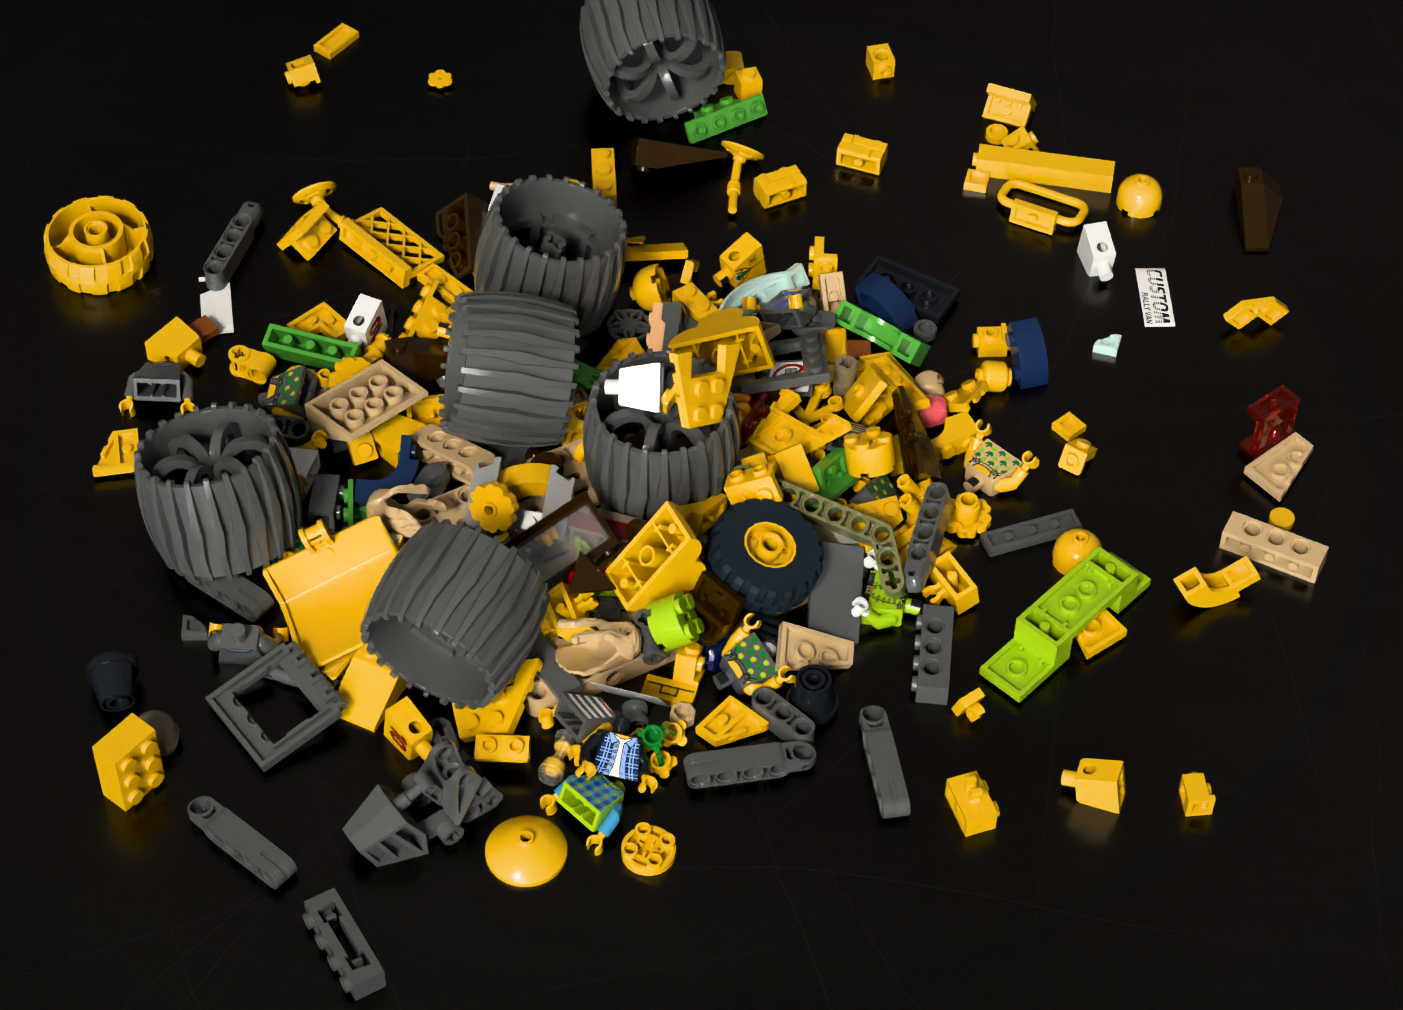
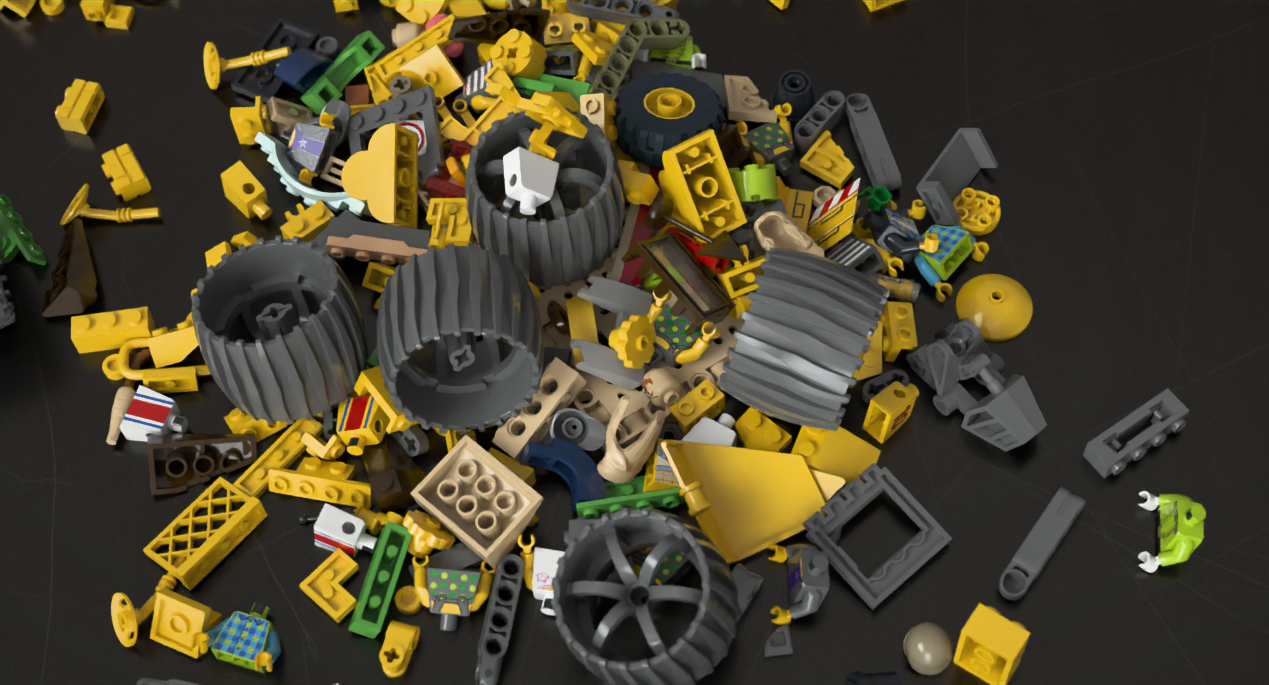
camera: 90 degrees left, 10 degrees up
(226, 951) = (1178, 529): none -> lime torso
(280, 268) = (243, 640): none -> torso
(687, 816) = (953, 173): none -> dark grey panel
(884, 763) = (853, 48): dark grey piece -> none
(898, 244) = (216, 65): none -> yellow dish
(934, 654) = (730, 18): dark grey brick -> none

